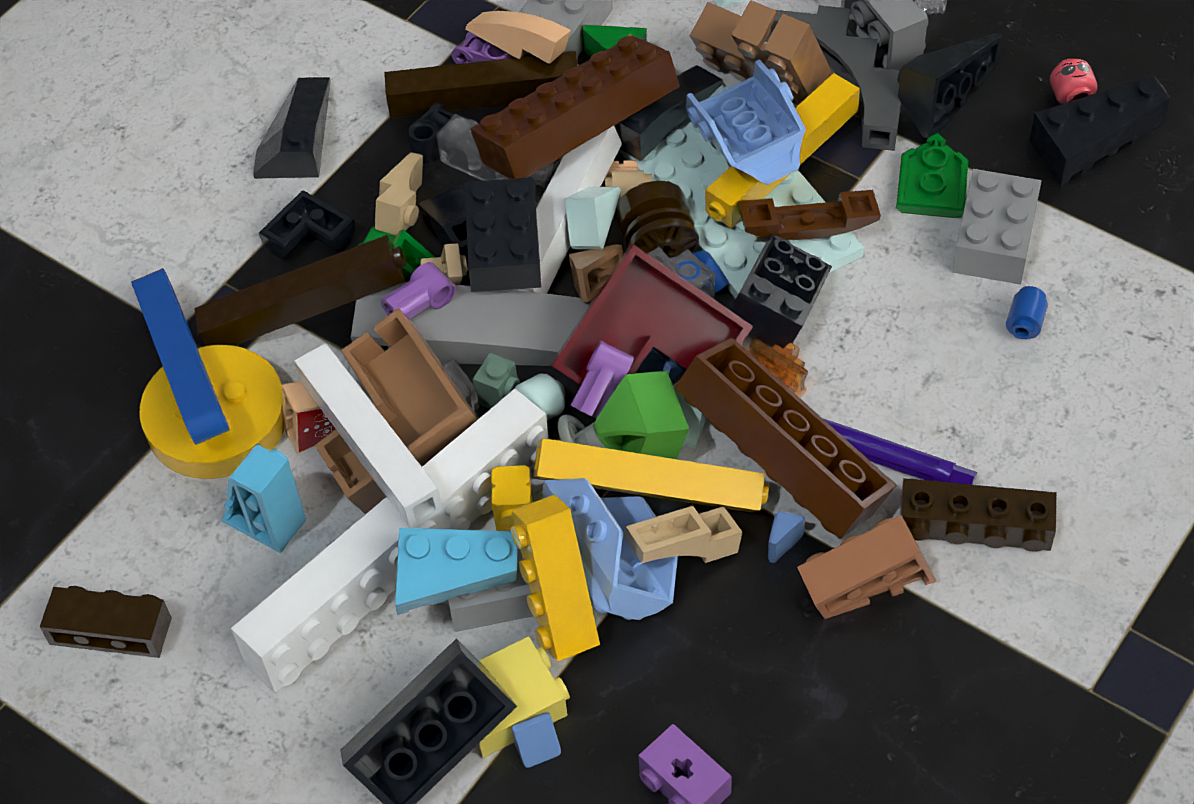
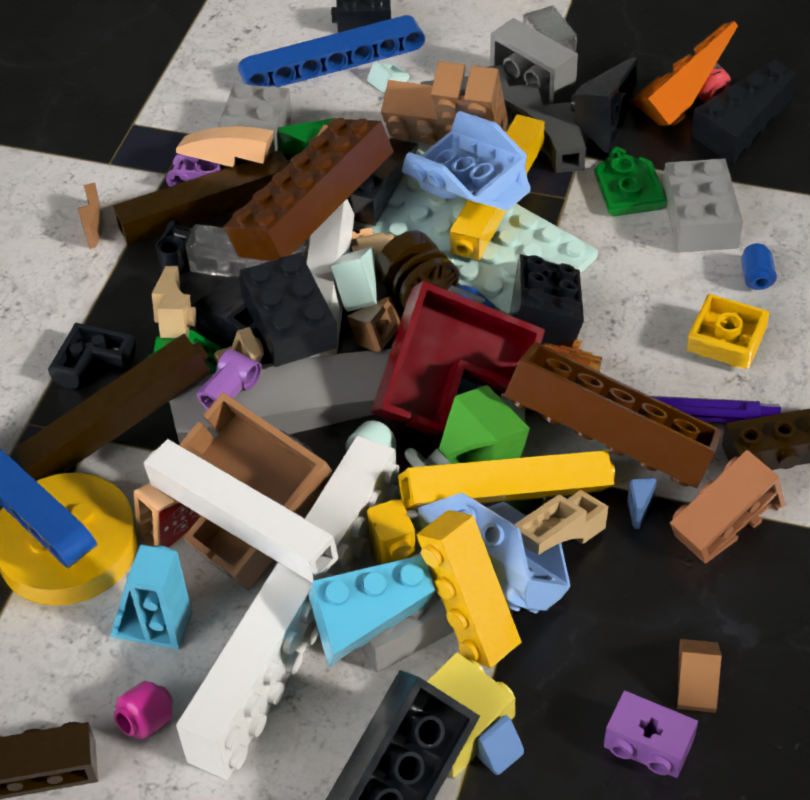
camera: 20 degrees left, 5 degrees down
(220, 602) = (143, 710): none -> dark pink head
(297, 134) = (45, 280): black wedge -> none
(363, 77) = (91, 216): none -> medium nougat slope
(495, 380) = (328, 439): sand green brick -> none
(604, 373) = (433, 400): medium lavender piece -> none
(761, 729) = (698, 675): none -> medium nougat slope
(810, 221) = (547, 237): reddish brown slope -> none
(958, 377) = (727, 331): none -> yellow brick
(1025, 86) = (674, 93): none -> orange wedge

